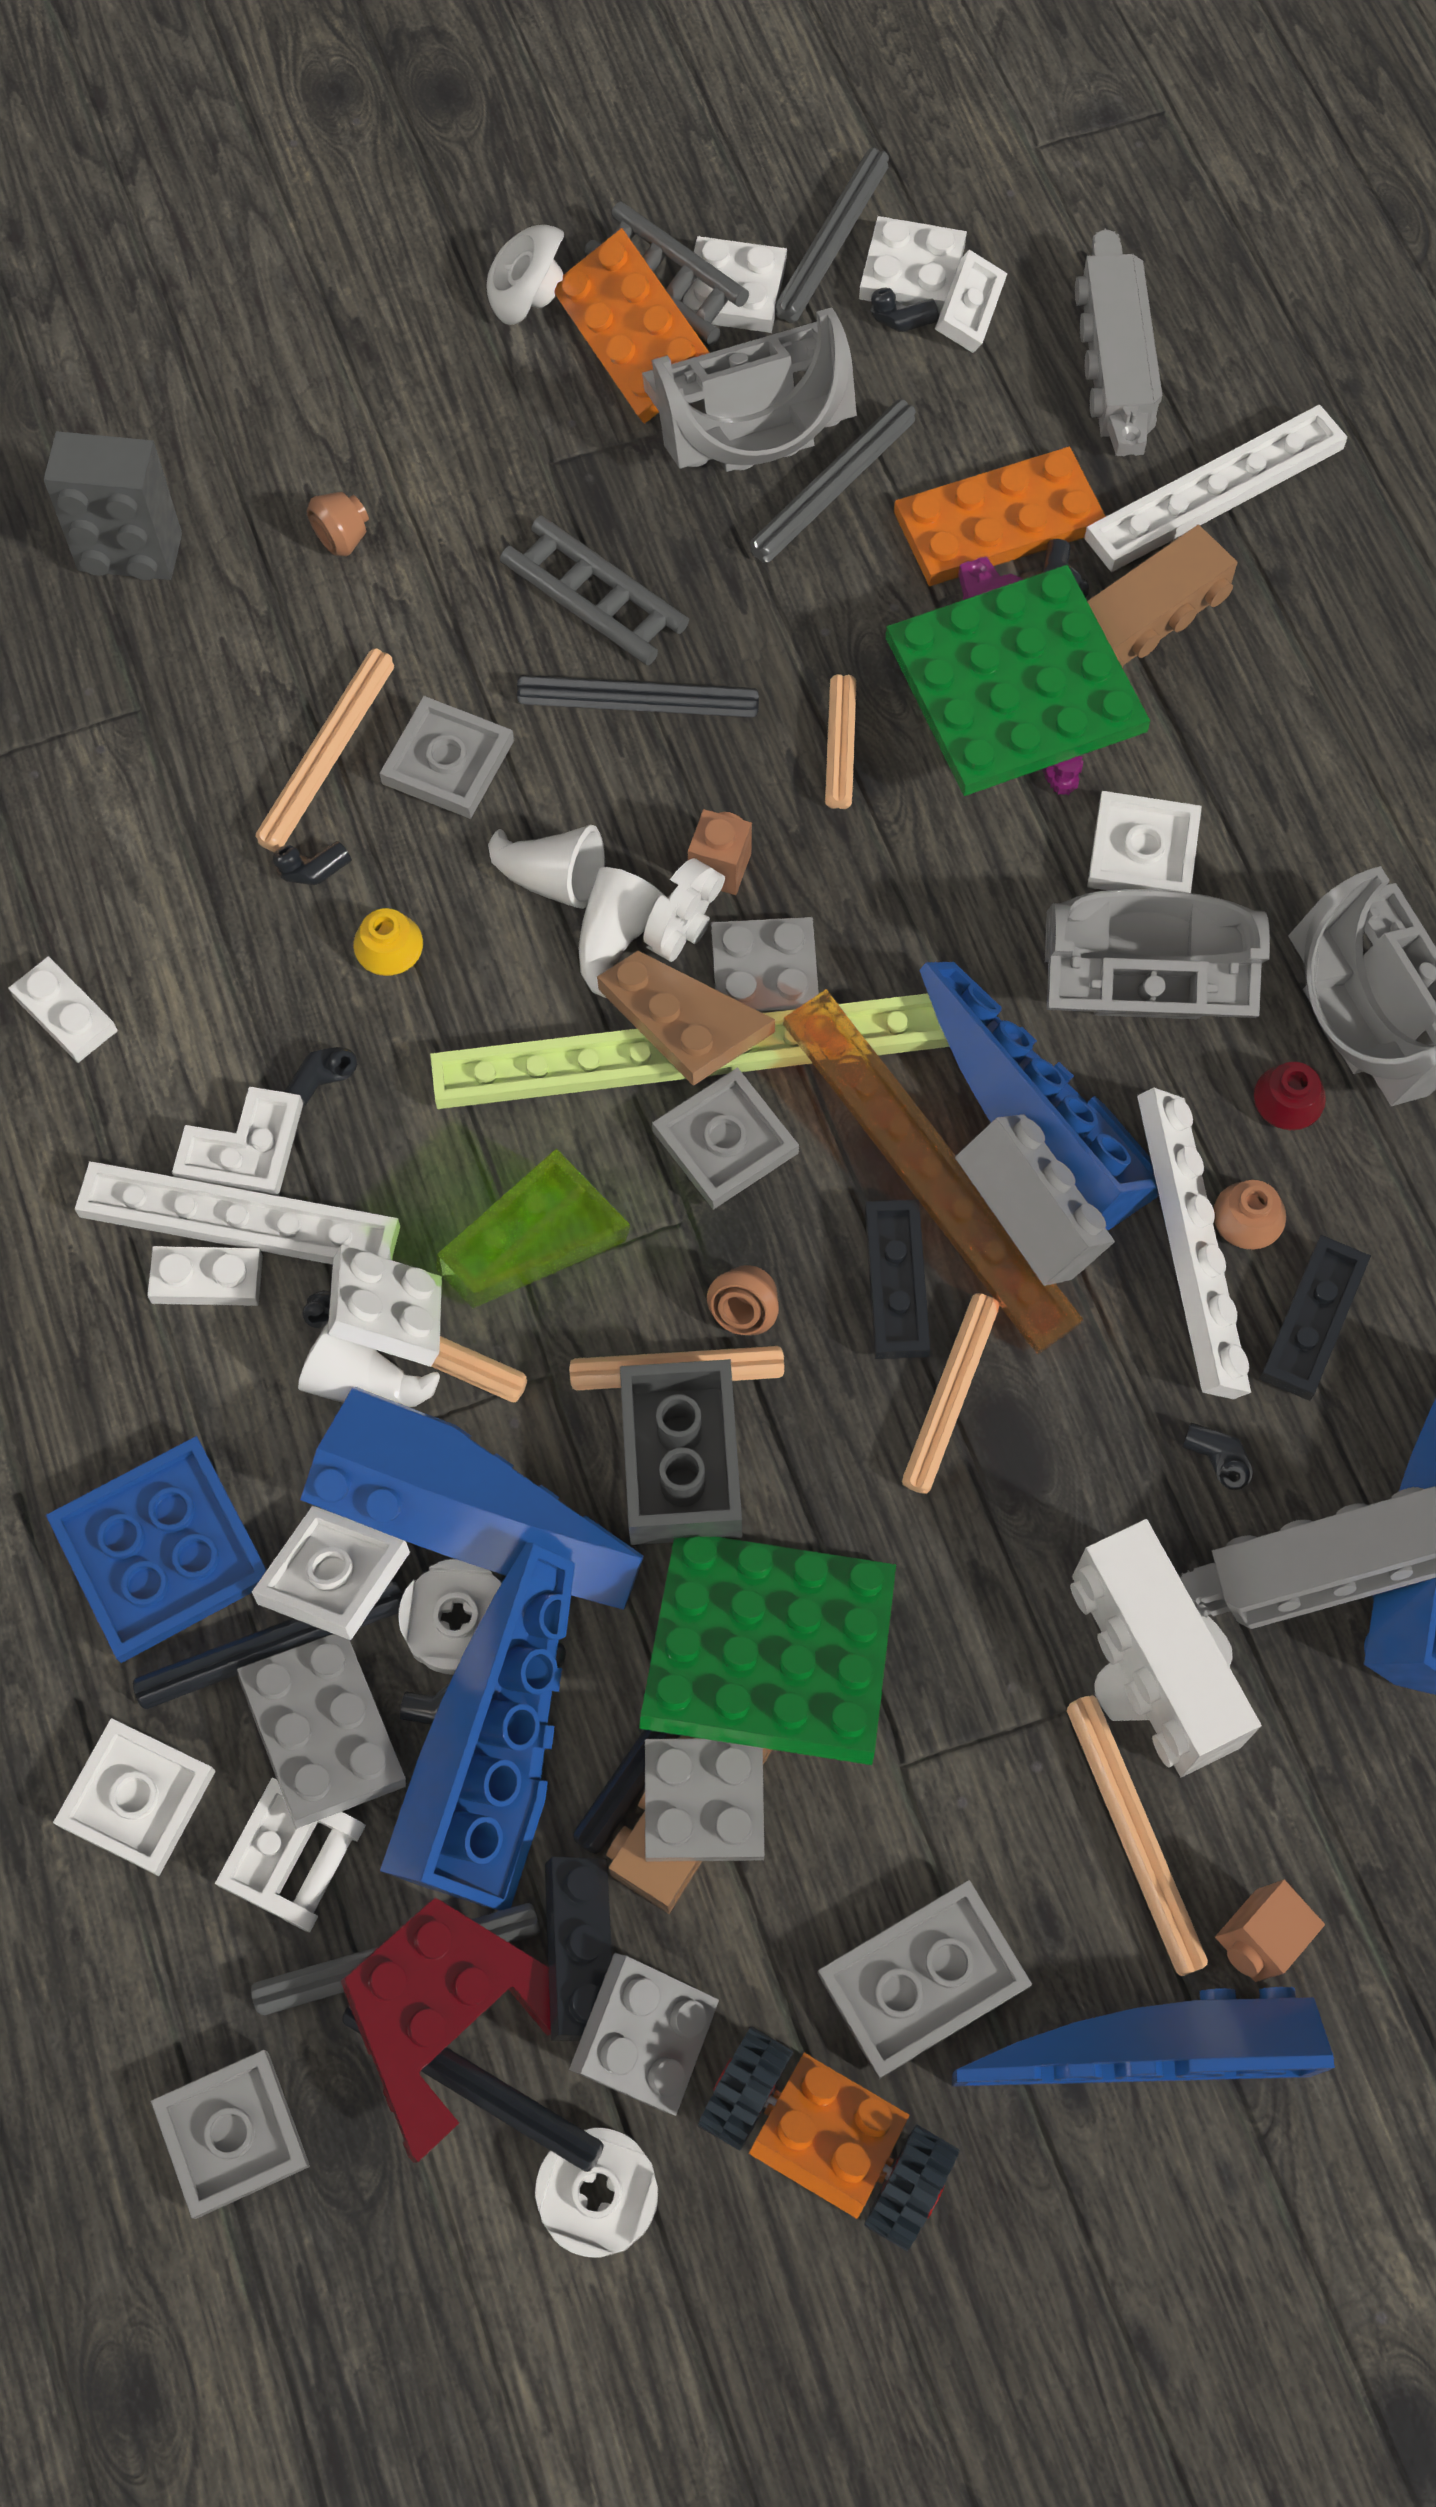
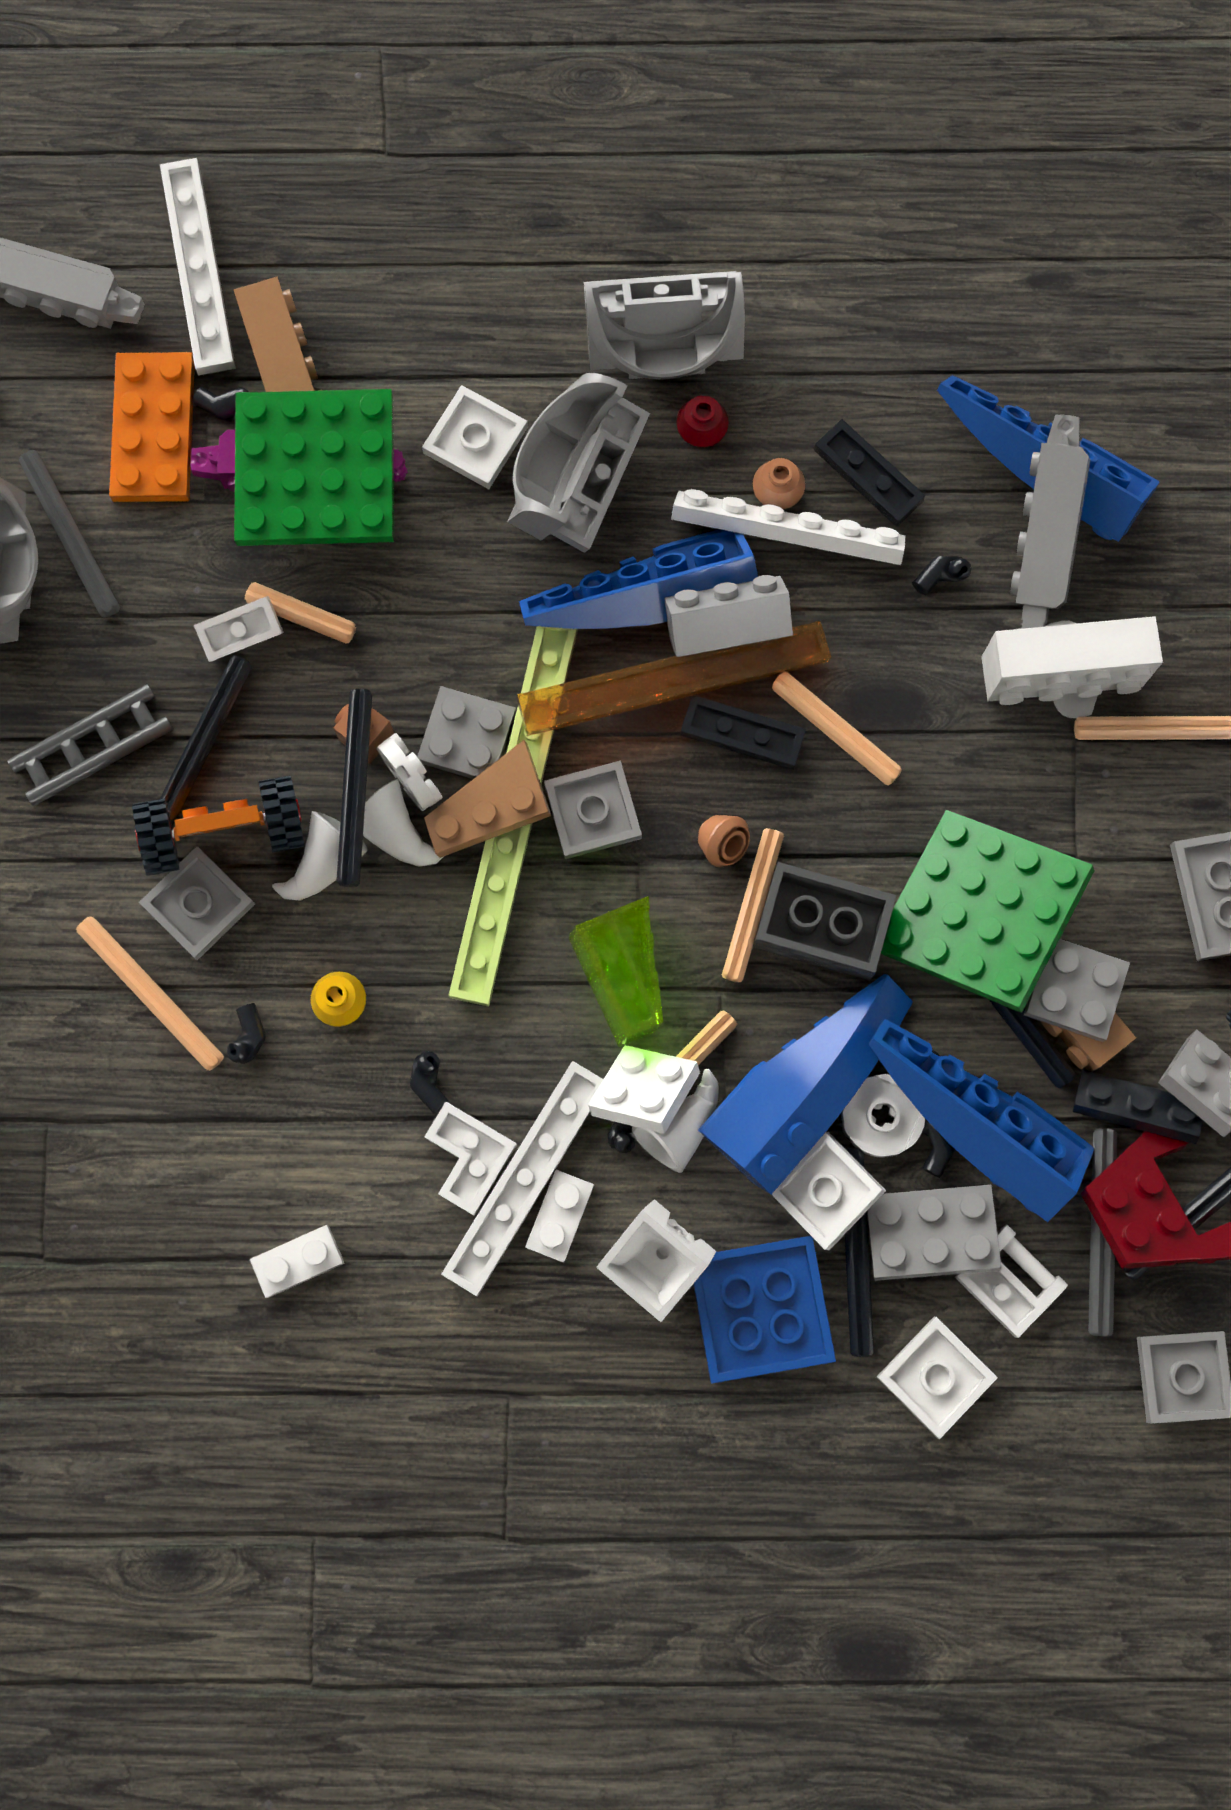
camera: 70 degrees left, 10 degrees up
(175, 1387) = (656, 1260): none -> white brick
(509, 675) = (158, 839): none -> black plate
(633, 848) = (354, 788): none -> black axle
(790, 682) = (238, 629): none -> white plate

